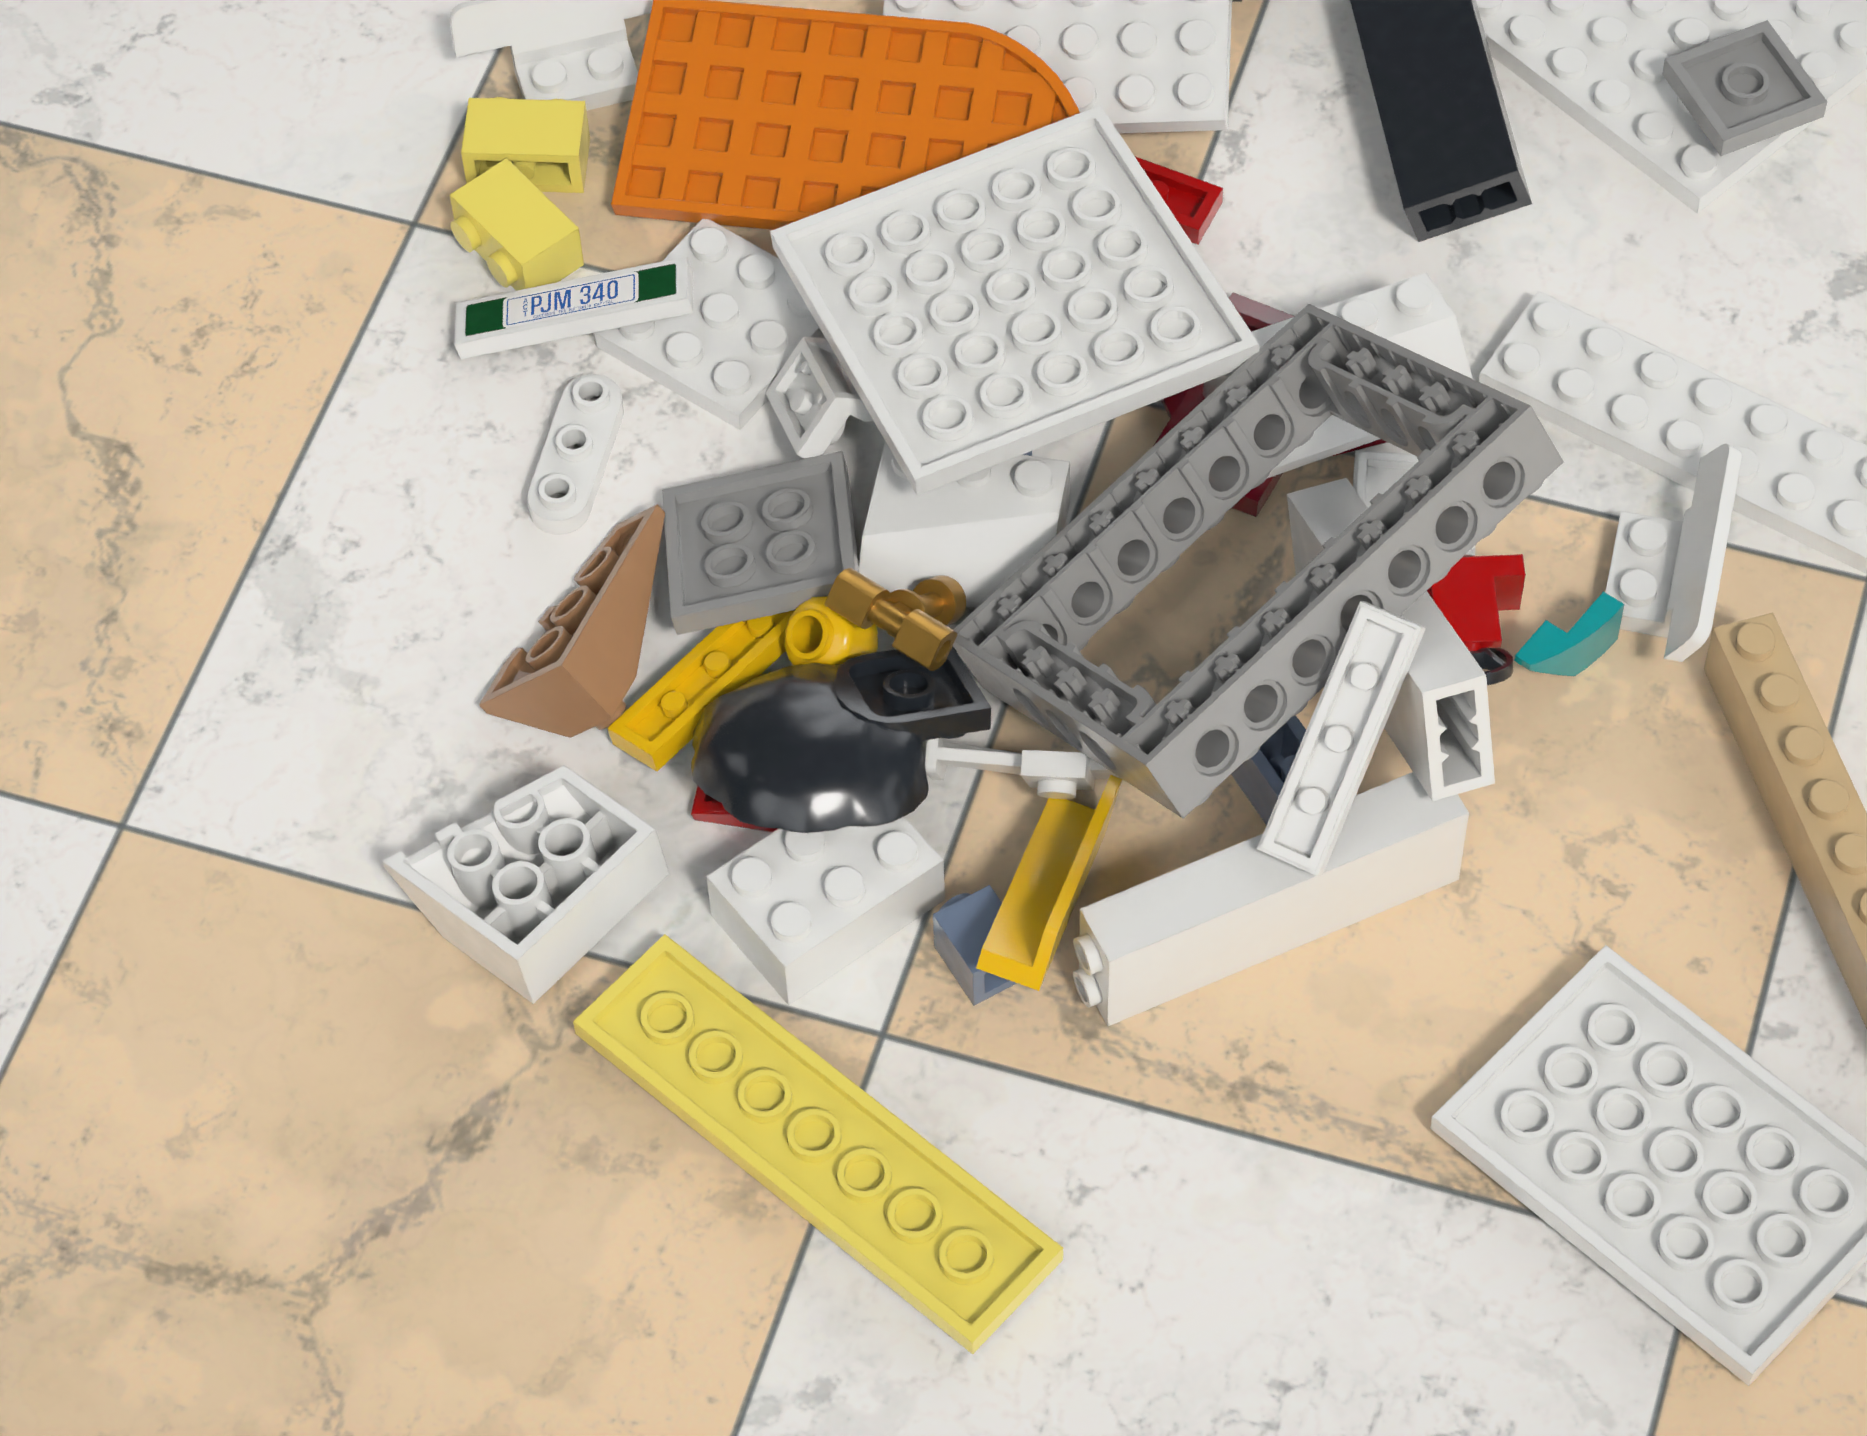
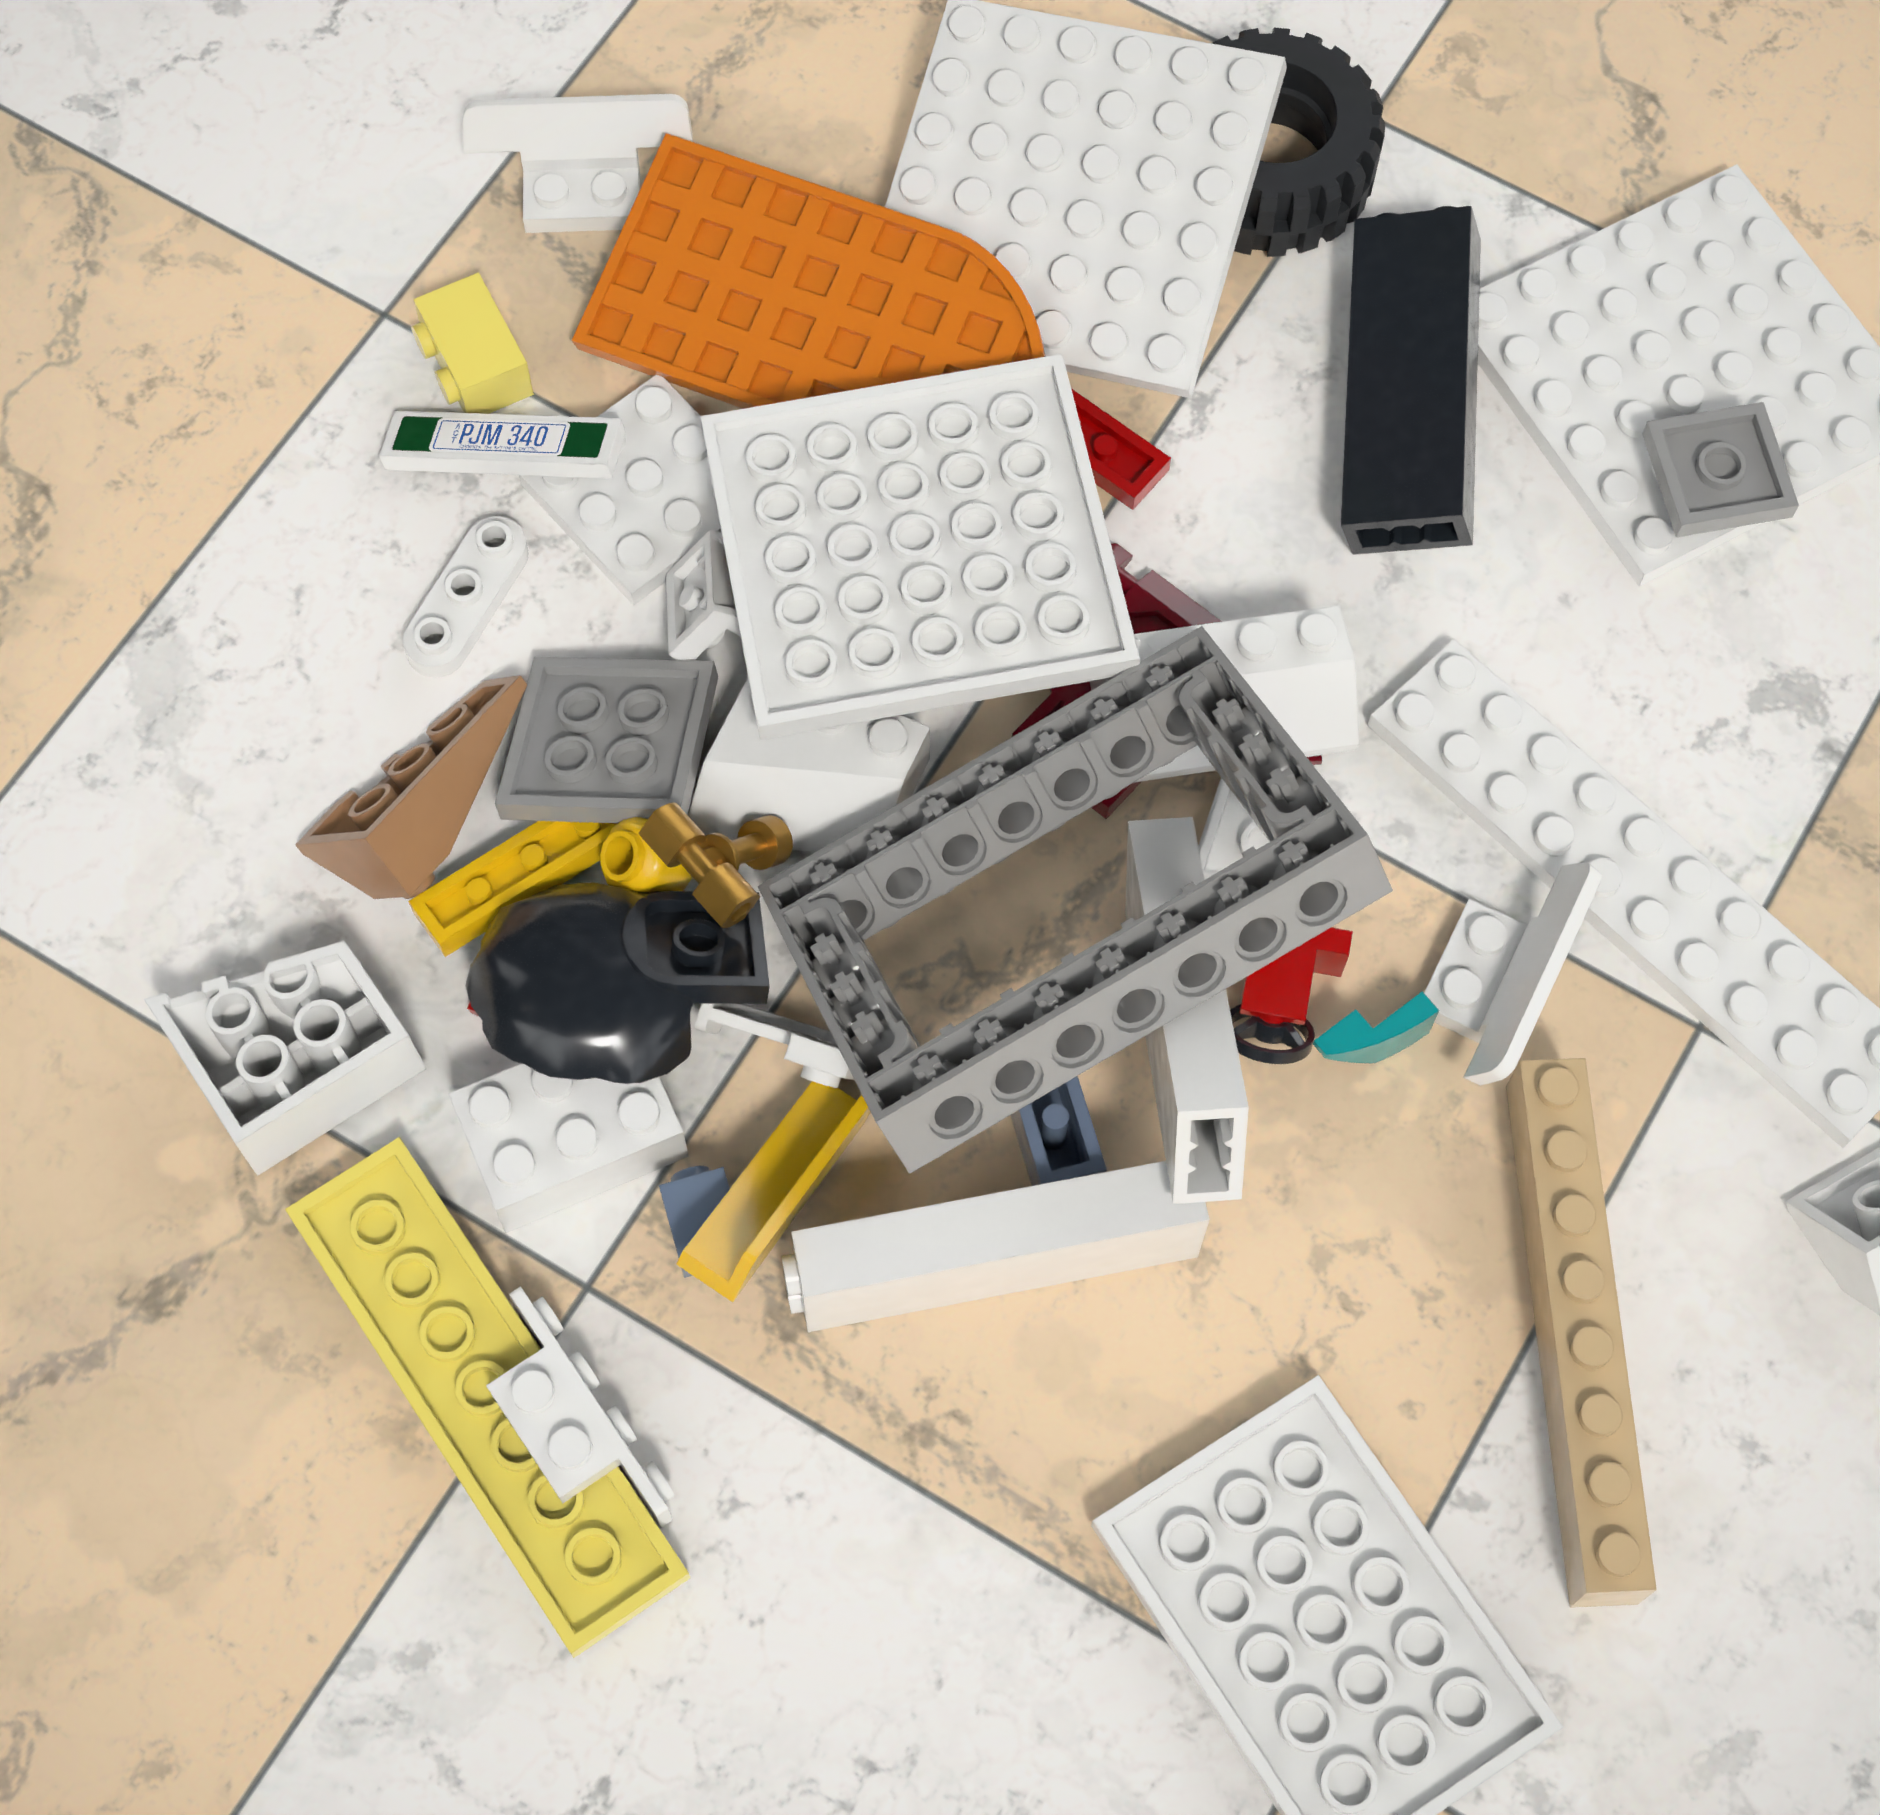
camera: 10 degrees right, 10 degrees up
(539, 137) = (518, 256): light yellow brick -> none
(904, 1142) = (562, 1421): none -> white bracket
(1341, 738) = (1091, 1127): white tile -> none

